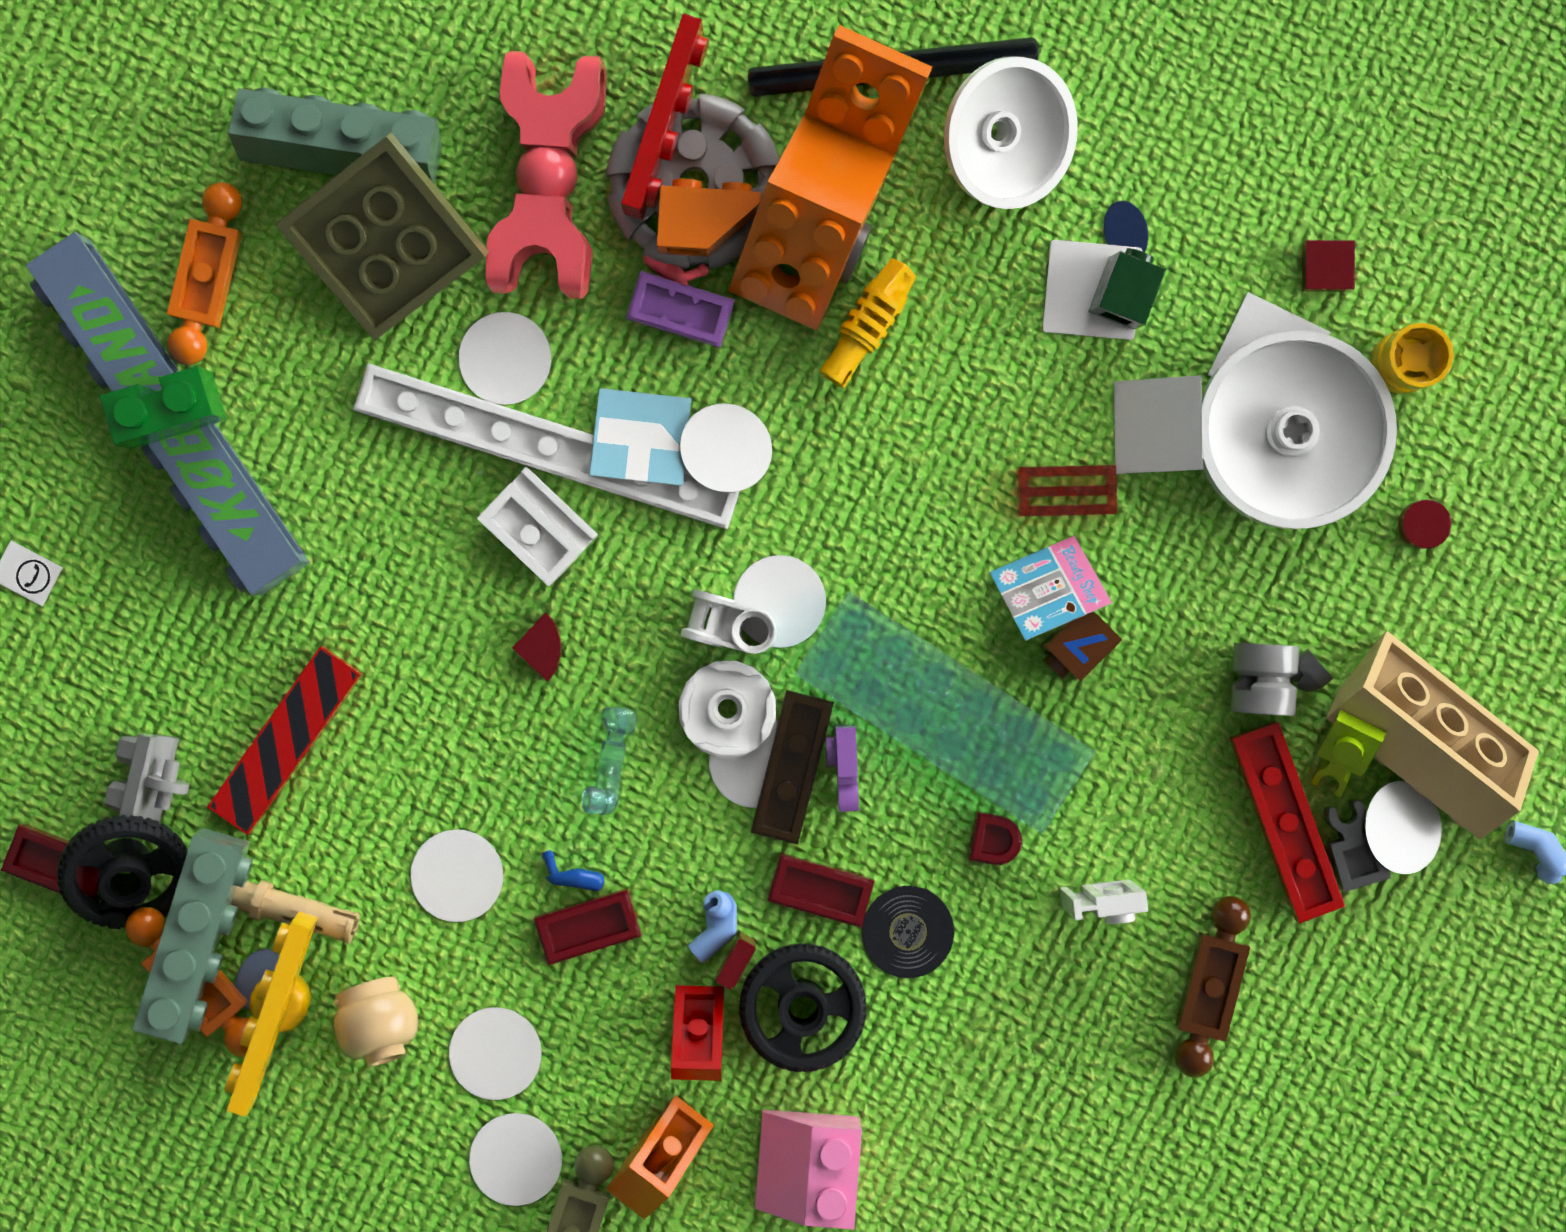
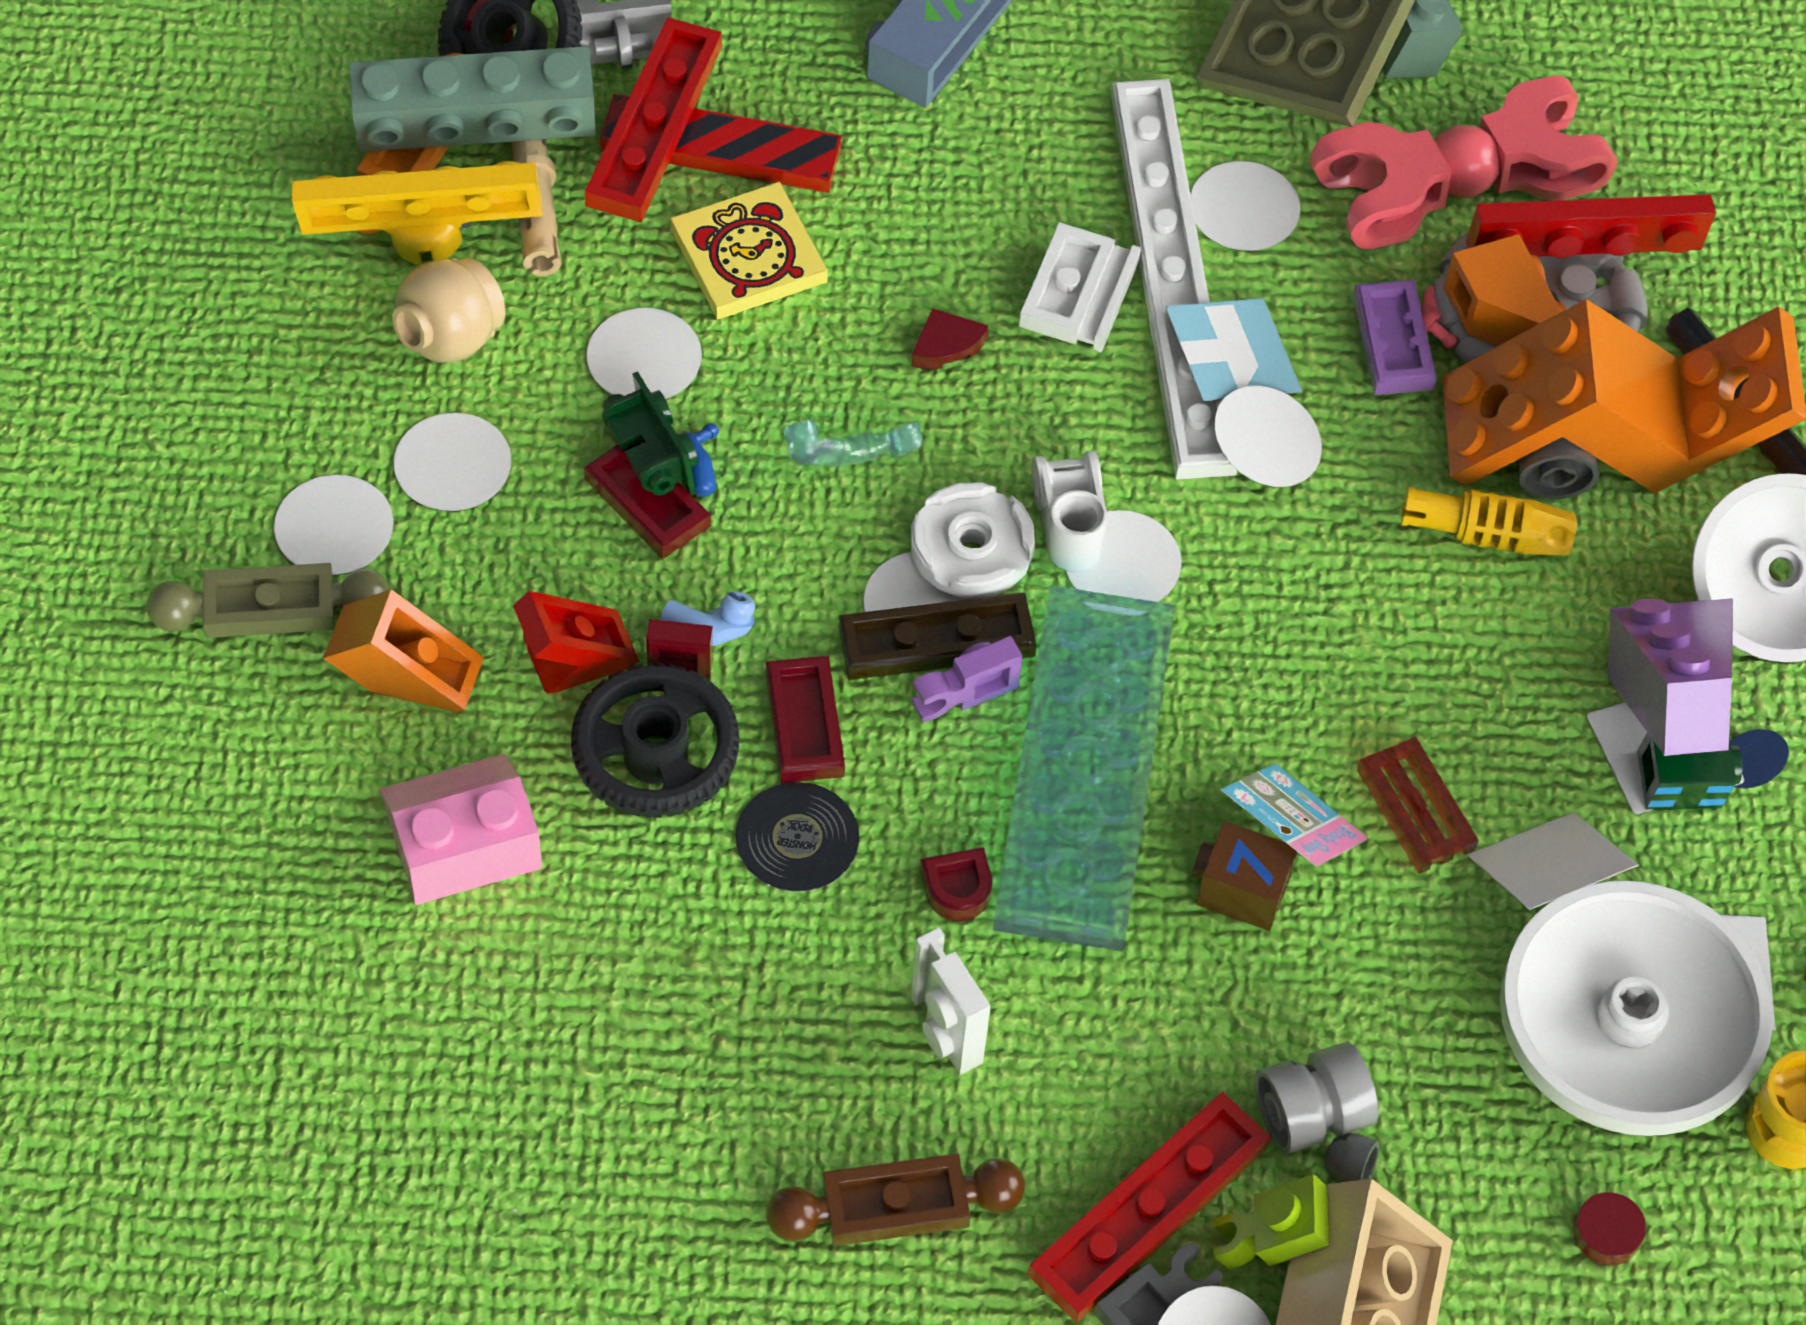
camera: 65 degrees right, 30 degrees down
(254, 791) = (653, 119): none -> red plate
(396, 761) = (748, 250): none -> light yellow tile
(530, 909) = (646, 418): none -> dark green hinge
(1070, 266) = (1675, 670): none -> medium lavender wedge

